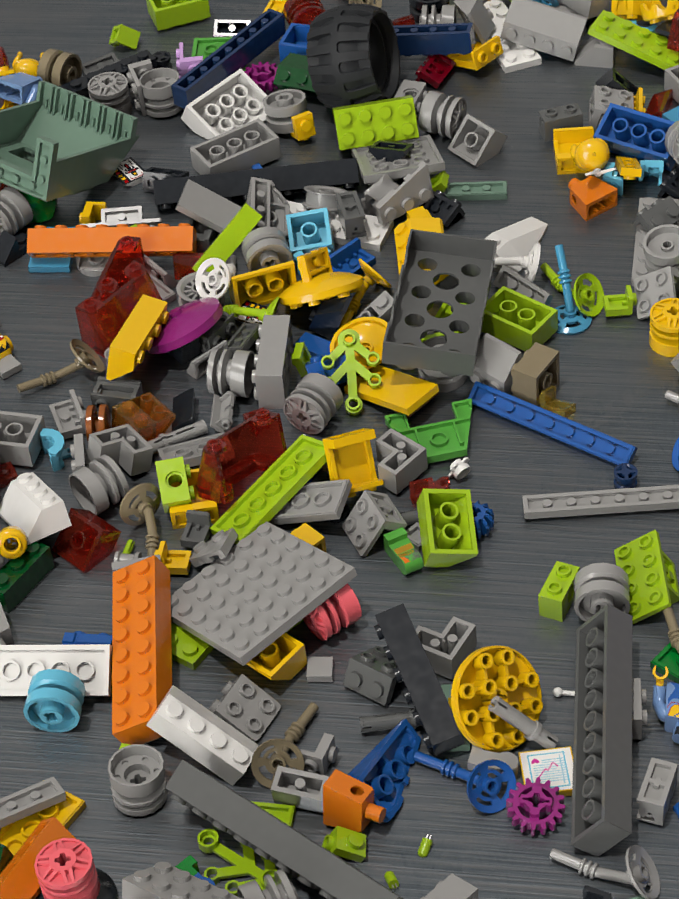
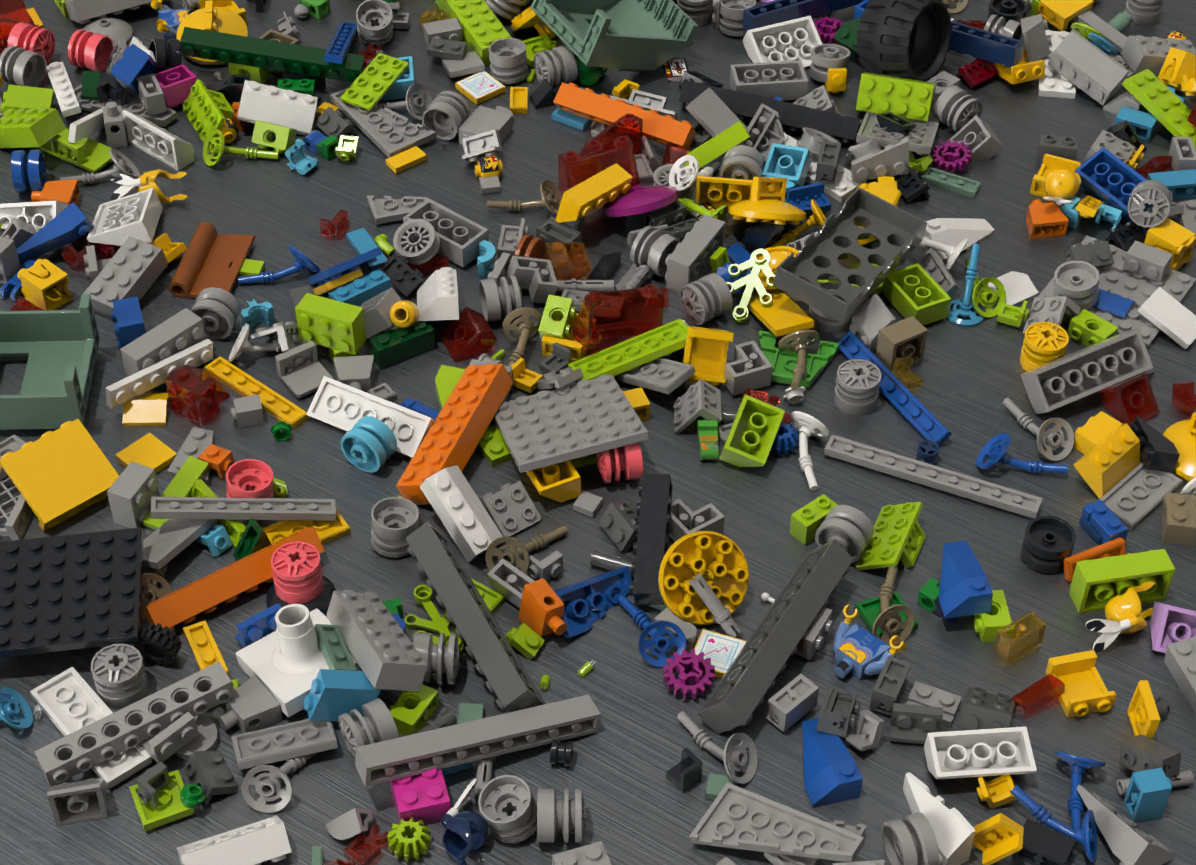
camera: 20 degrees right, 0 degrees up
(29, 636) = (383, 391): none -> light grey tile
(97, 603) = (445, 382): none -> lime slope
(296, 153) = (818, 99): none -> light grey bracket
(436, 414) = (799, 346): none -> dark tan dish
(463, 164) = (951, 156): none -> magenta gear
(496, 499) = (807, 428): none -> white dish
(519, 436) = (857, 387): none -> light grey wheel
(608, 273) = (1017, 287): none -> white slope
(623, 63) = (1141, 122): none -> dark azure brick

